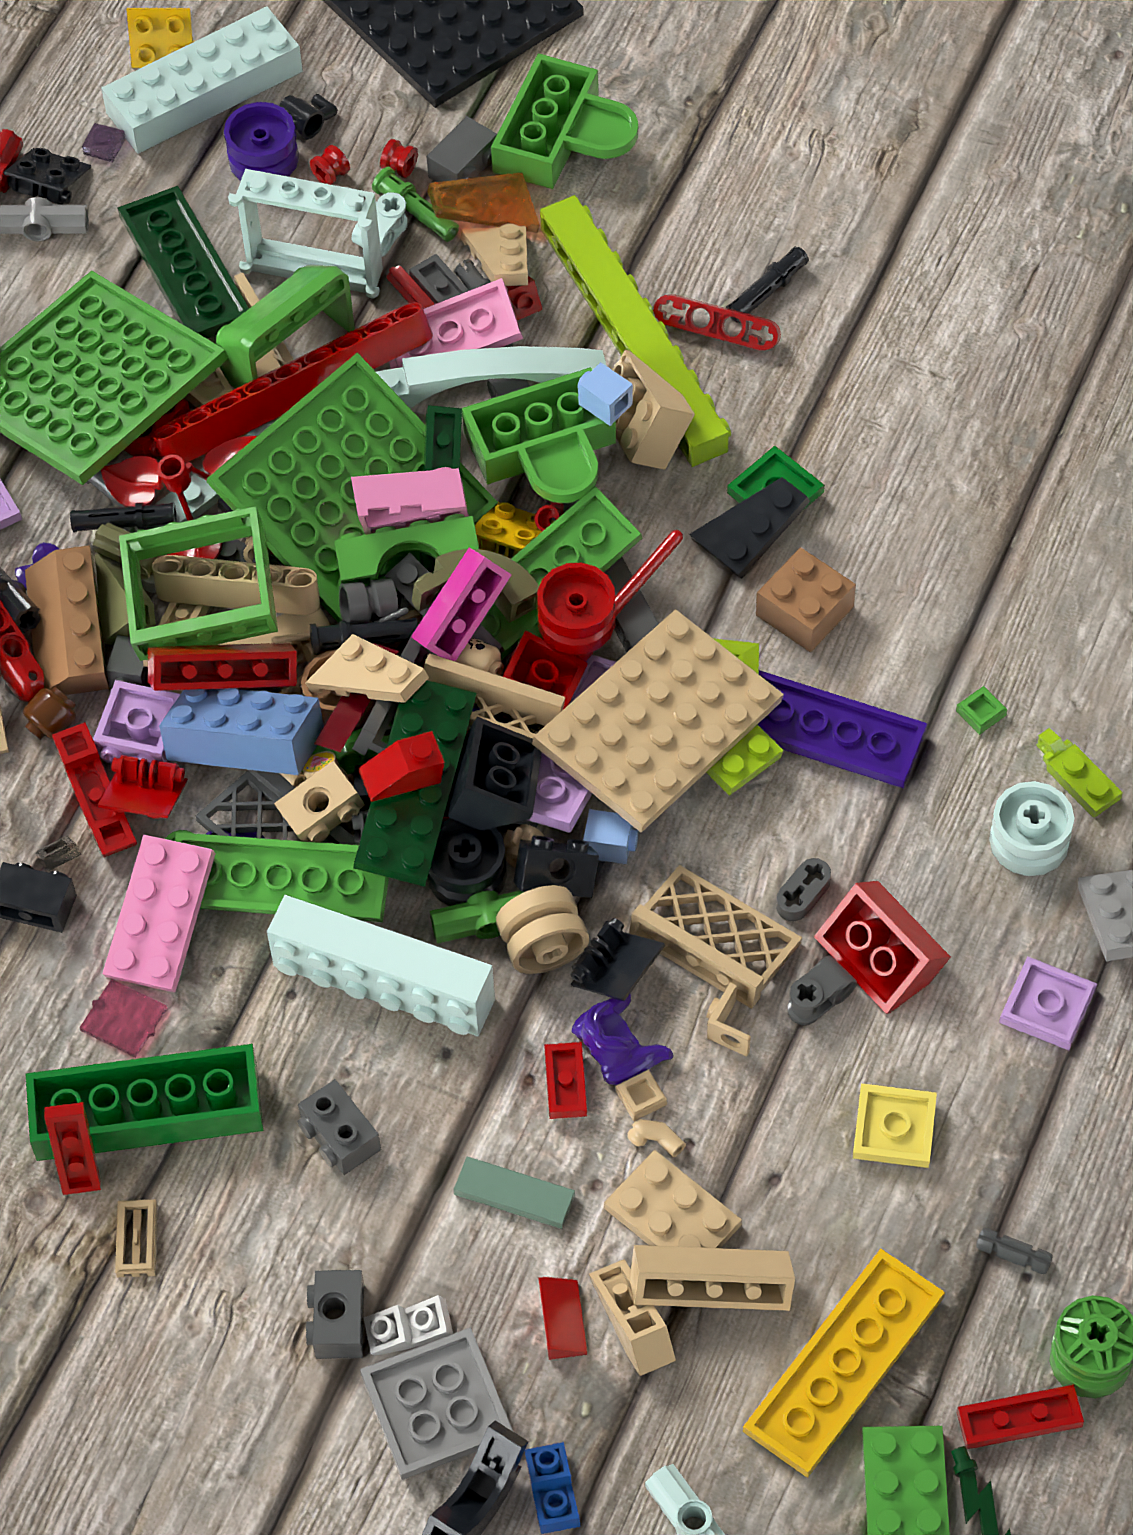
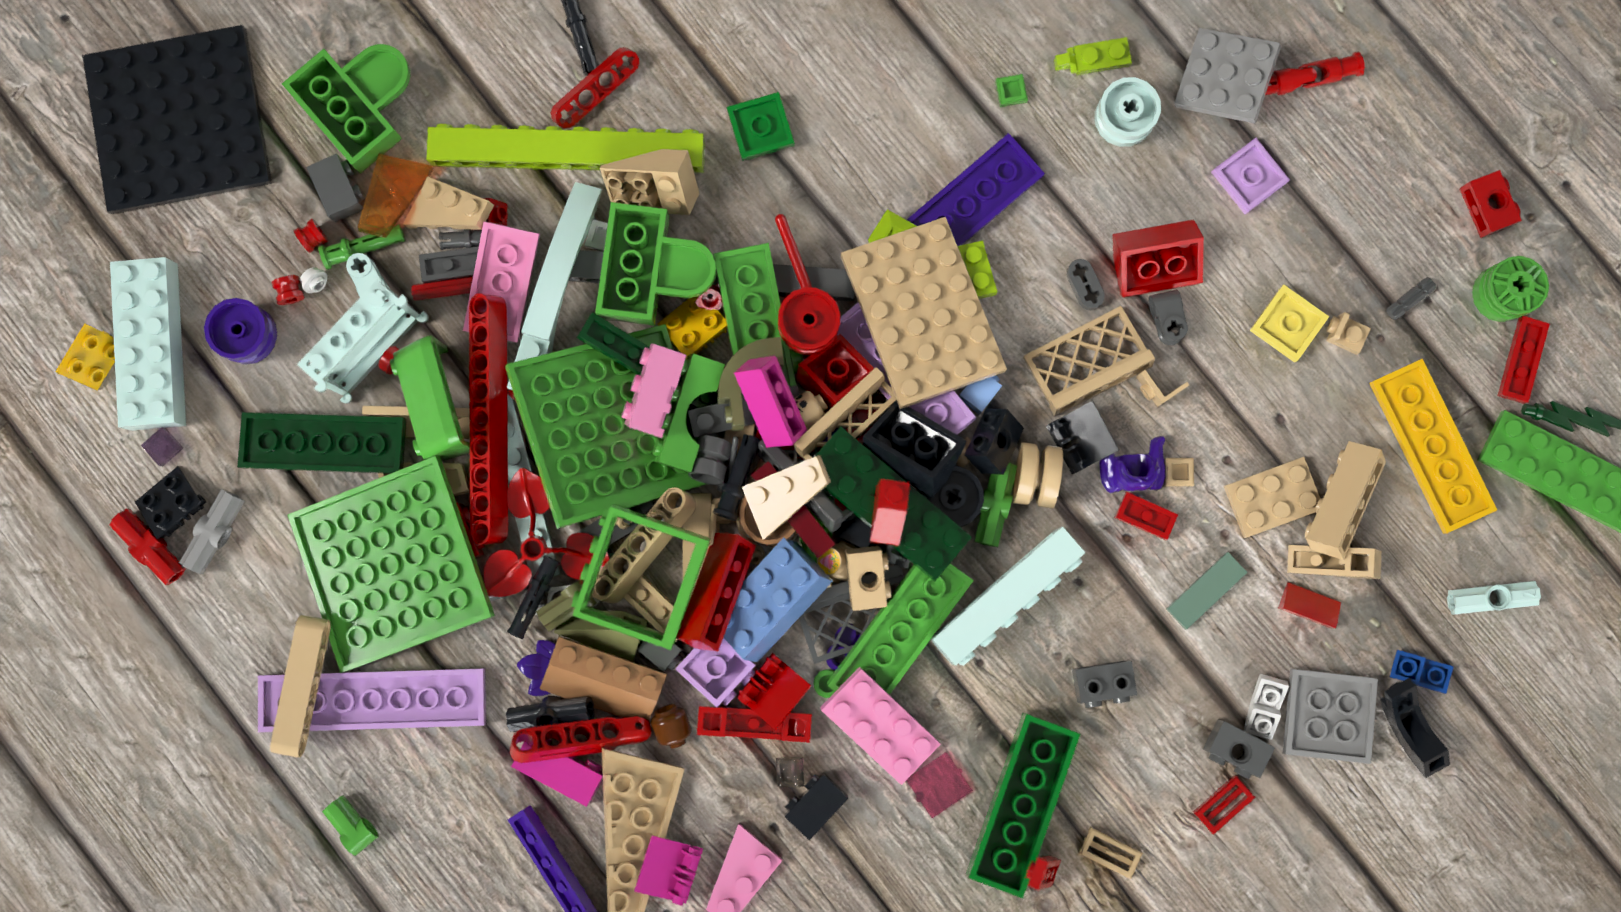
camera: 60 degrees left, 25 degrees up
(291, 1350) = (1234, 780): none -> red tile
(306, 118) = (226, 286): black piece -> none
(354, 178) = (313, 280): none -> white plate
(605, 393) = (647, 206): light blue brick -> none
(656, 1131) = (1212, 477): tan arm -> none
(751, 527) = (787, 163): black wing -> none
(805, 599) = (866, 157): medium nougat brick -> none
(924, 1197) = (1347, 333): none -> tan bracket

